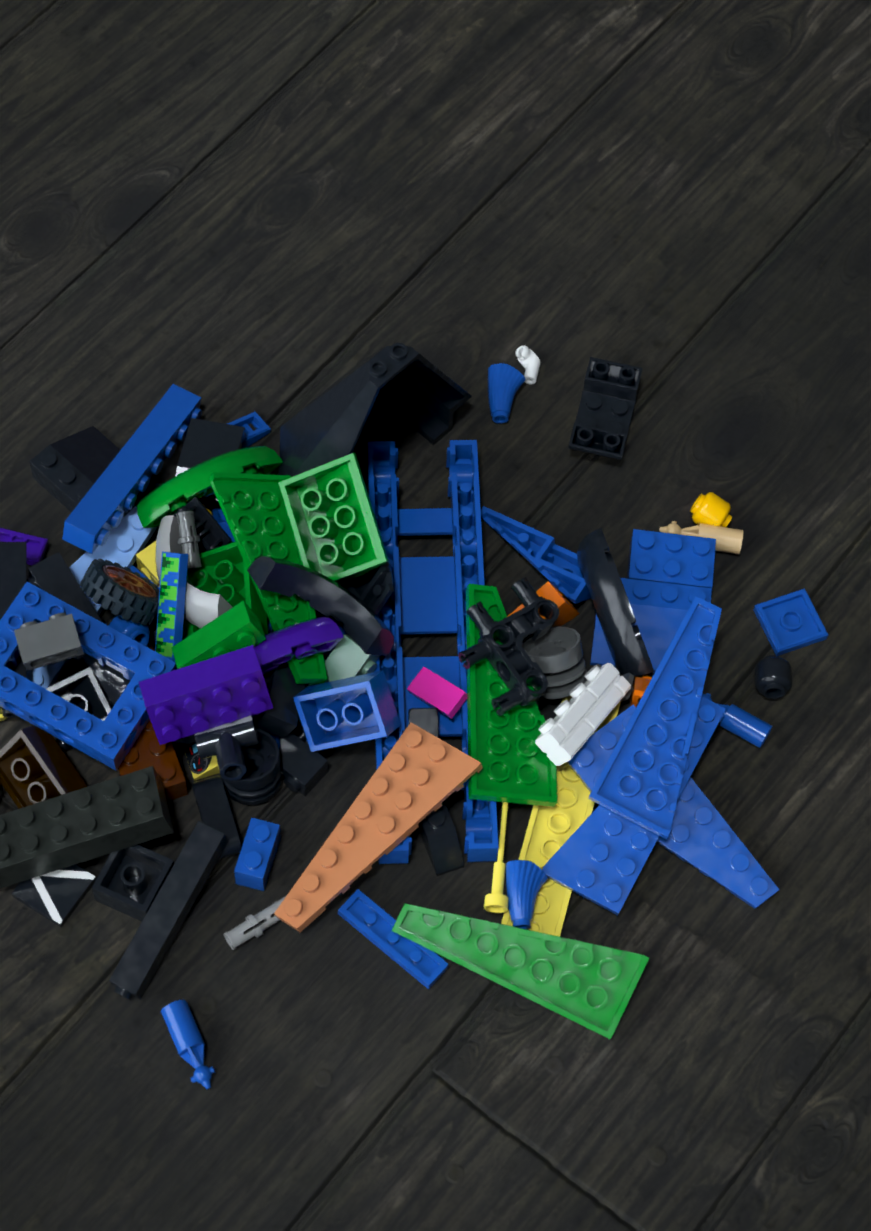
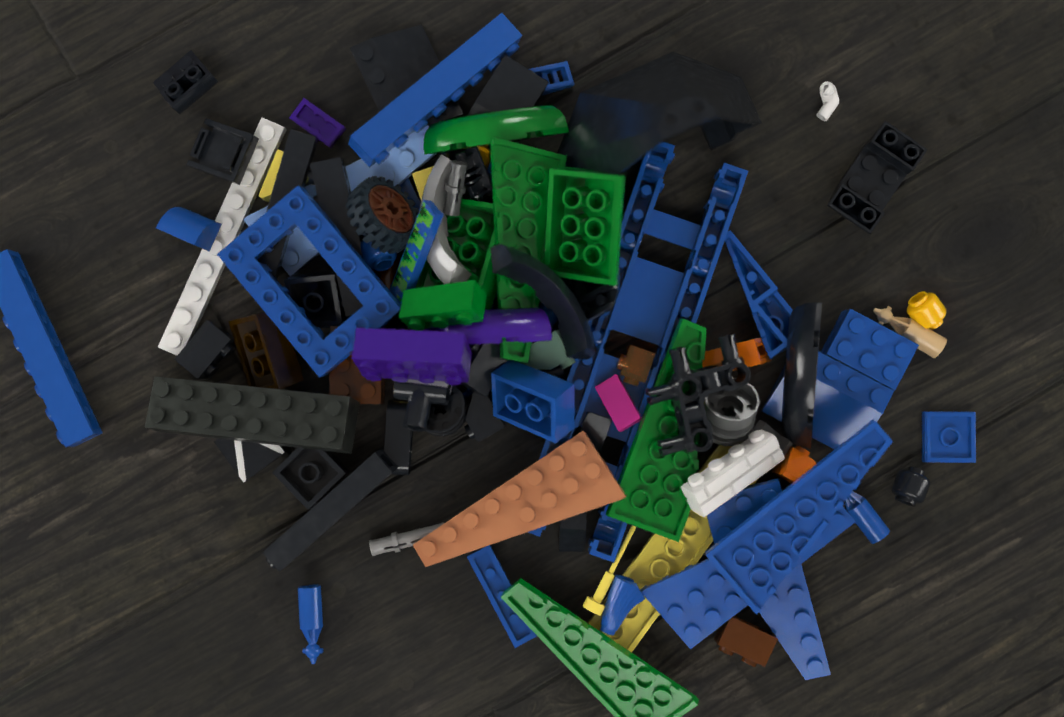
camera: 25 degrees right, 25 degrees up
(48, 641) = (294, 256): dark grey brick -> none
(257, 854) = (419, 484): blue brick -> none
(440, 651) = (635, 365): none -> clear orange brick
(502, 387) = (794, 117): blue piece -> none
(673, 888) = (745, 640): none -> reddish brown brick

